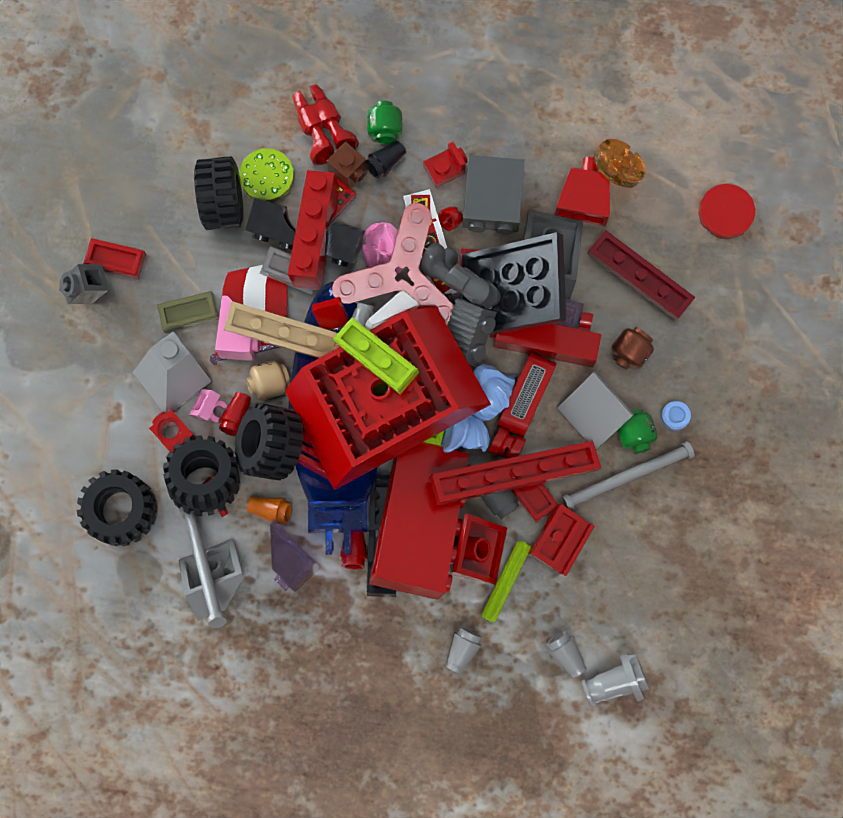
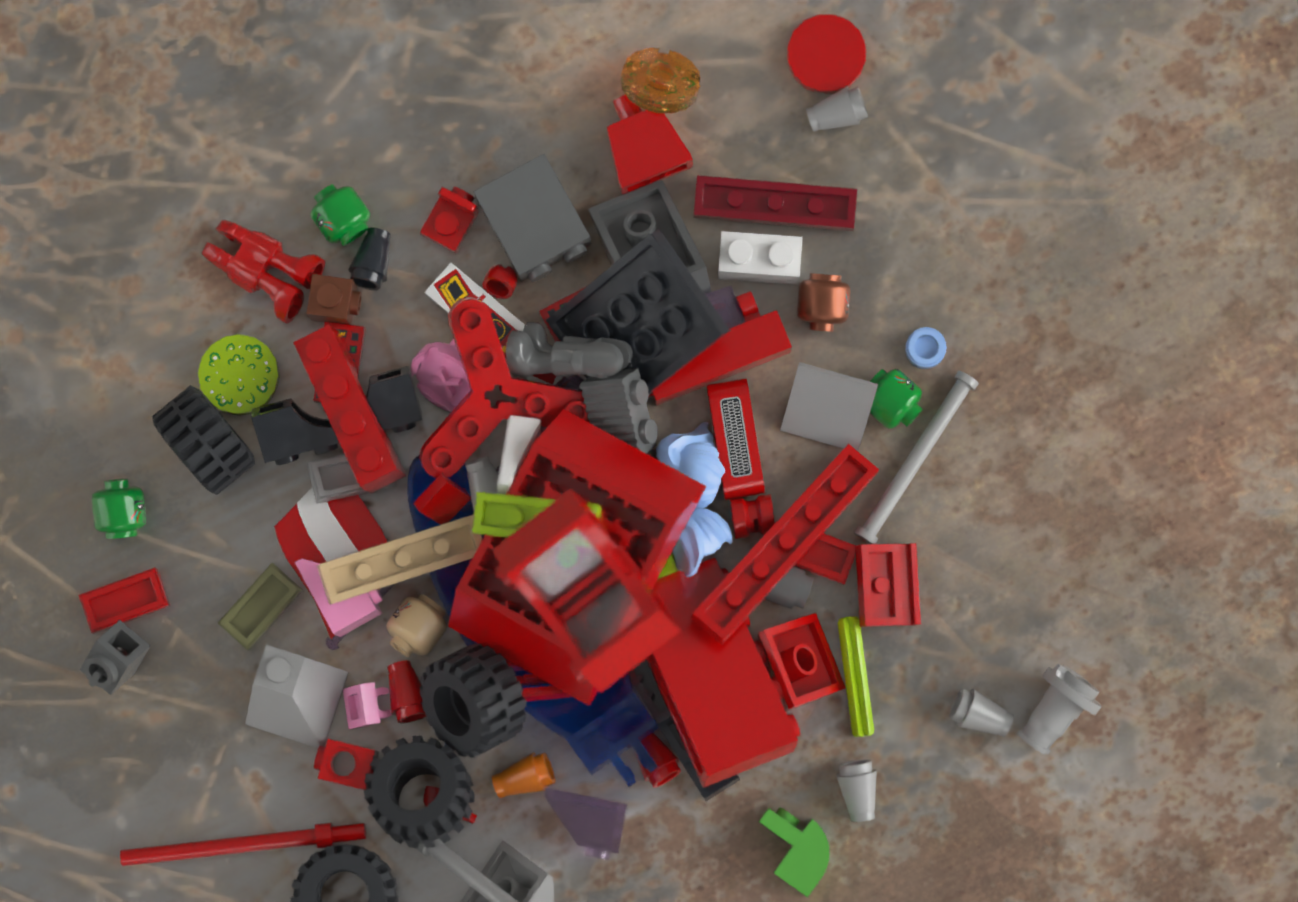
camera: 30 degrees left, 5 degrees up
(129, 464) = (322, 836): none -> red bar
(146, 204) = (118, 509): none -> green head
(375, 413) = (585, 590): none -> red window
(405, 669) = (808, 853): none -> bright green brick
(611, 299) = (760, 258): none -> white brick
(713, 246) = (838, 110): none -> light grey cone

